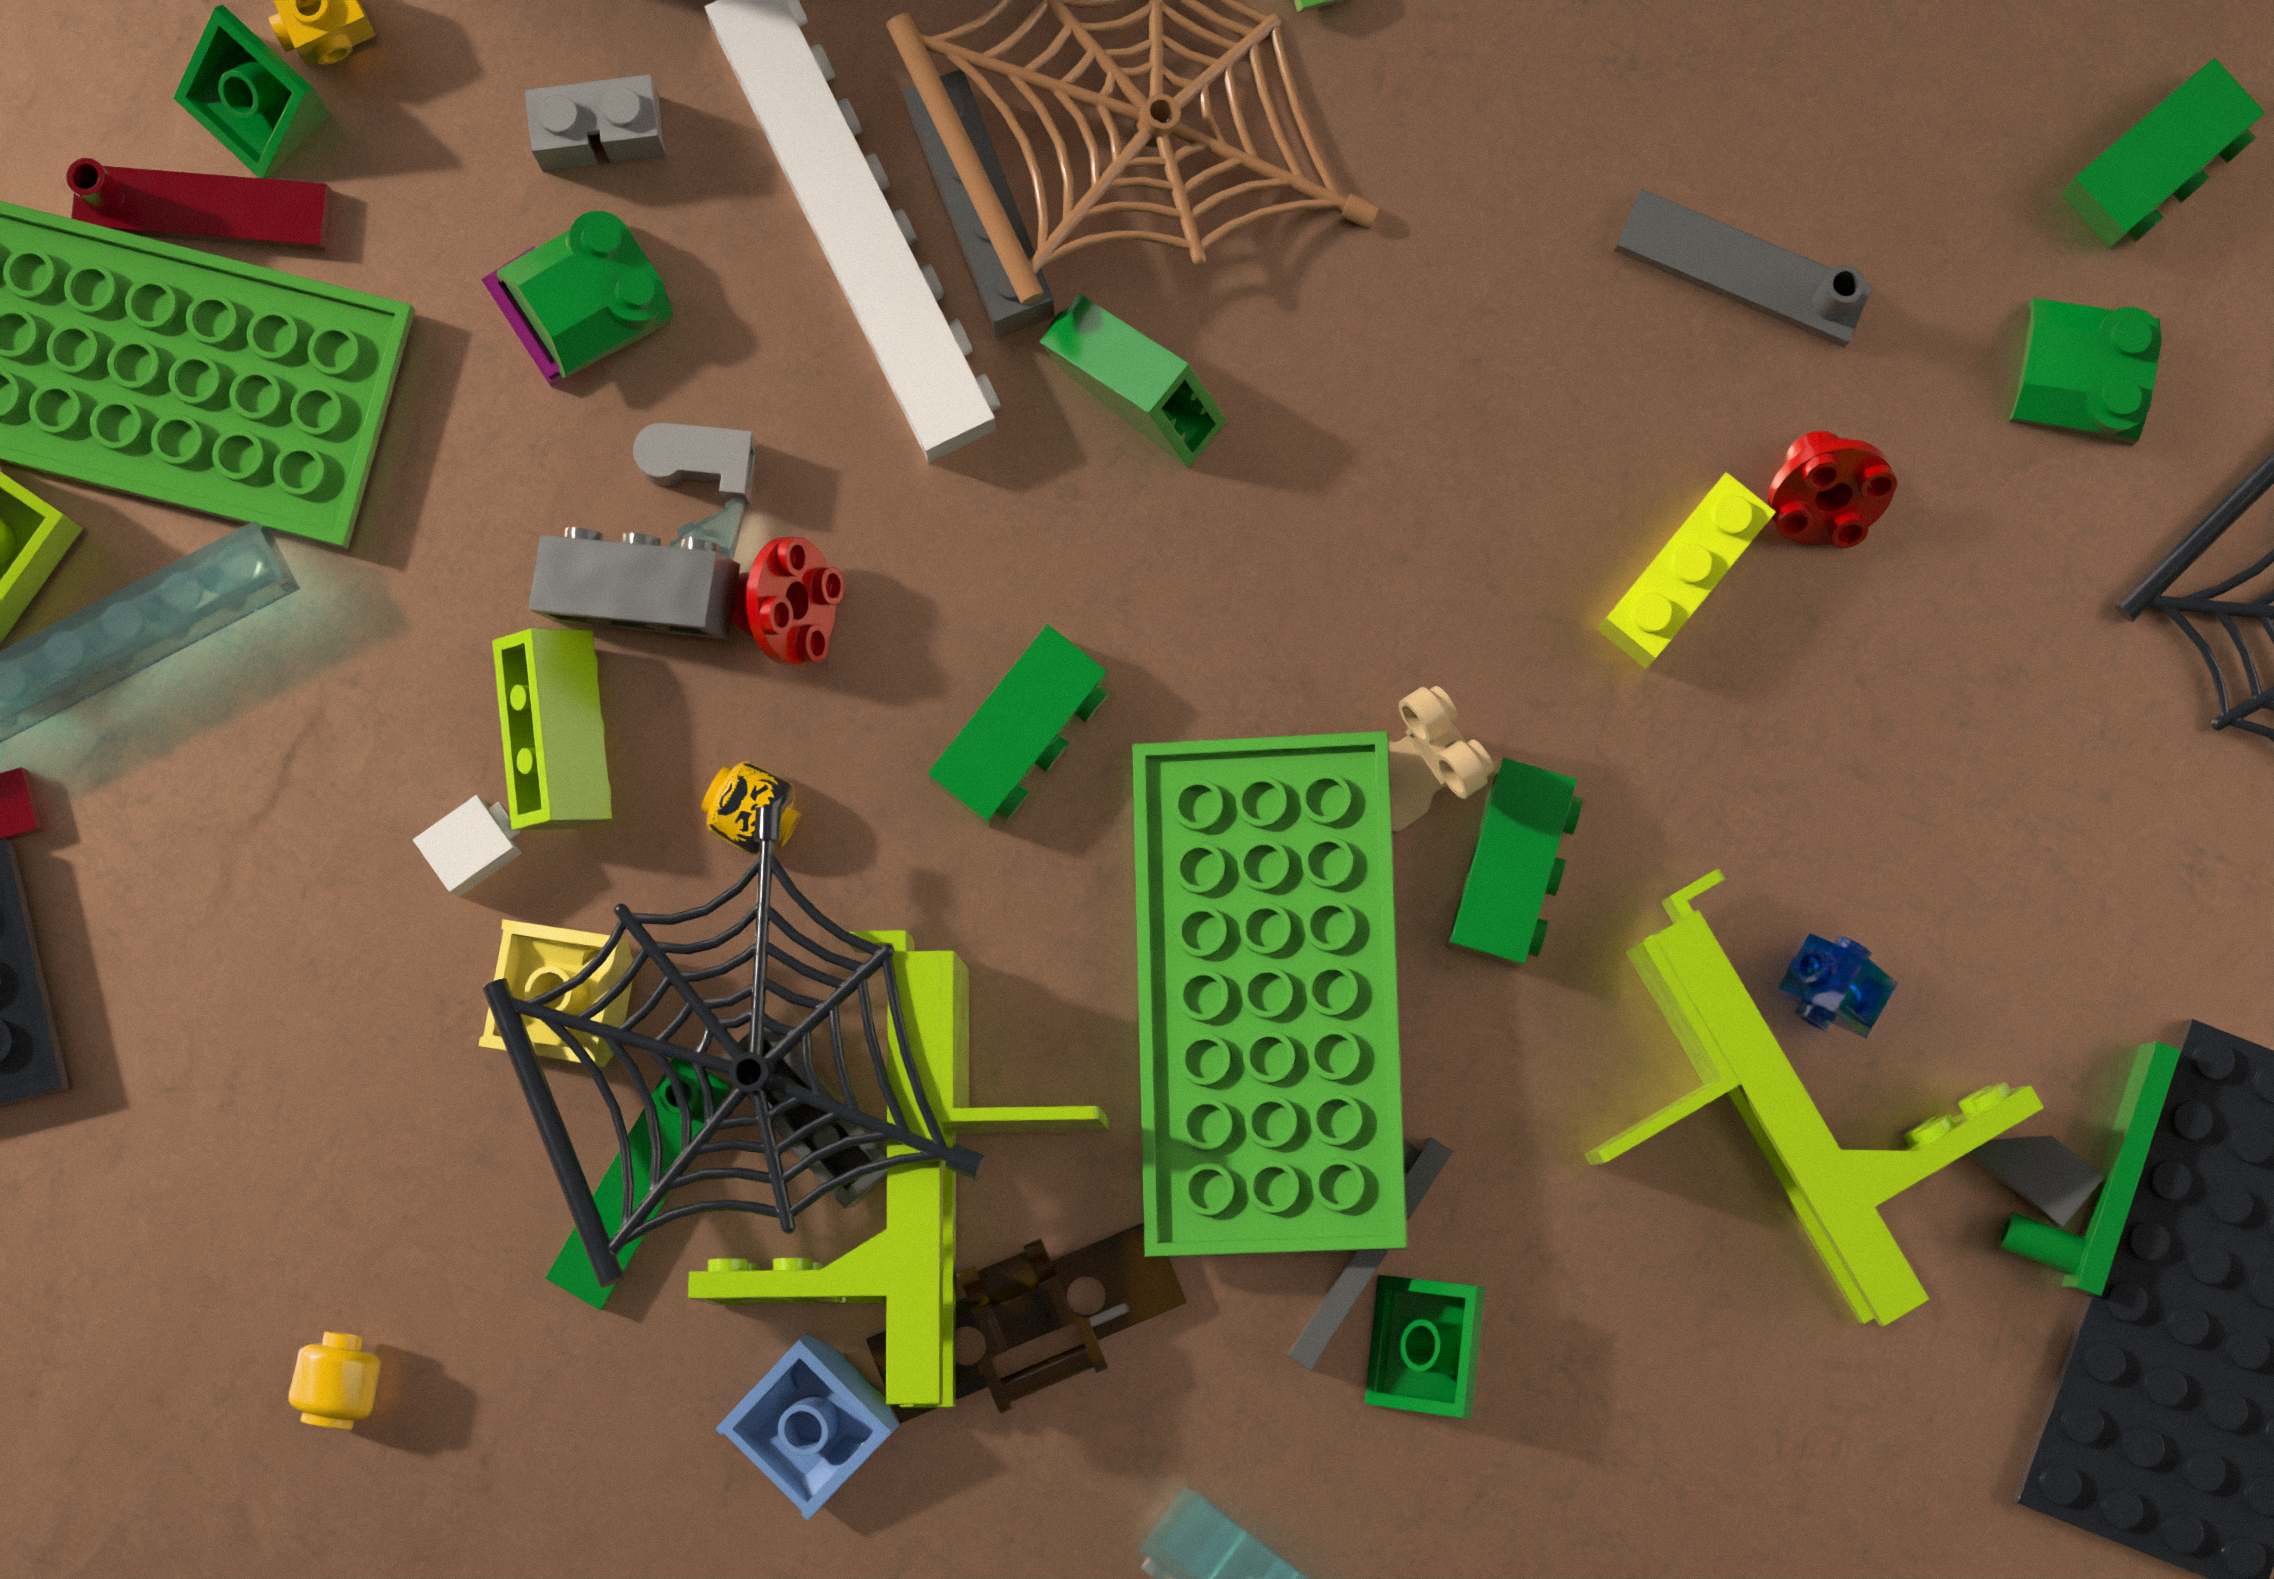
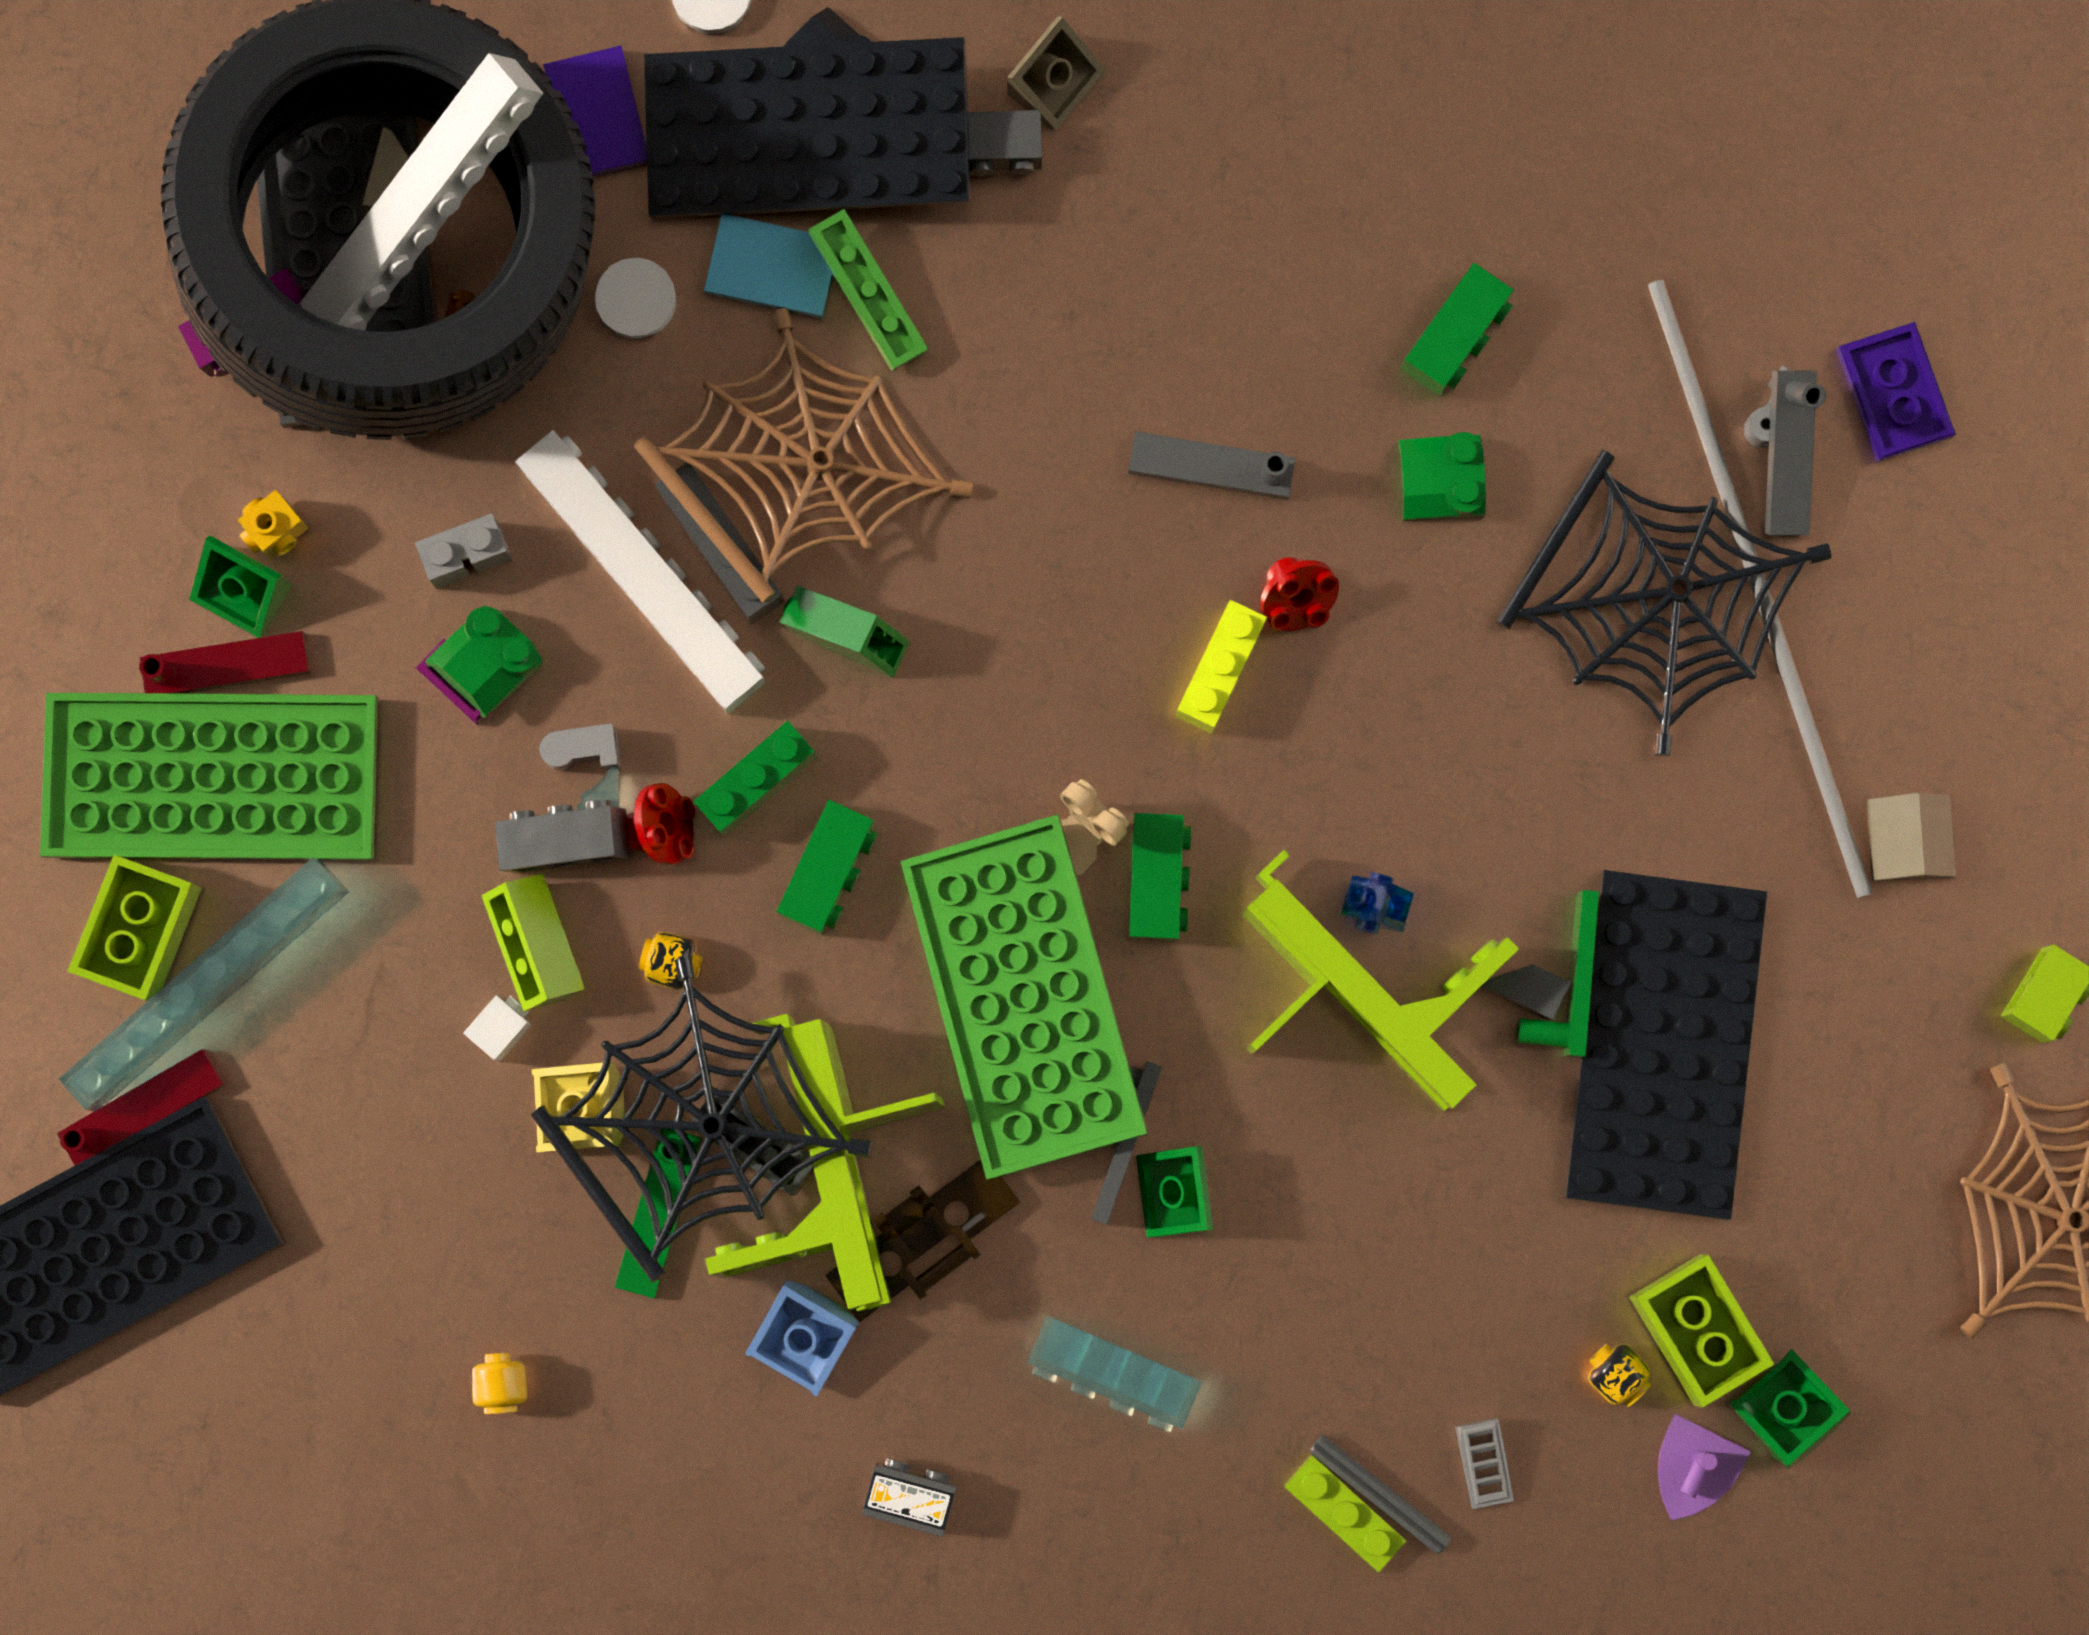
camera: 15 degrees left, 0 degrees up
(946, 567) = (755, 778): none -> green brick

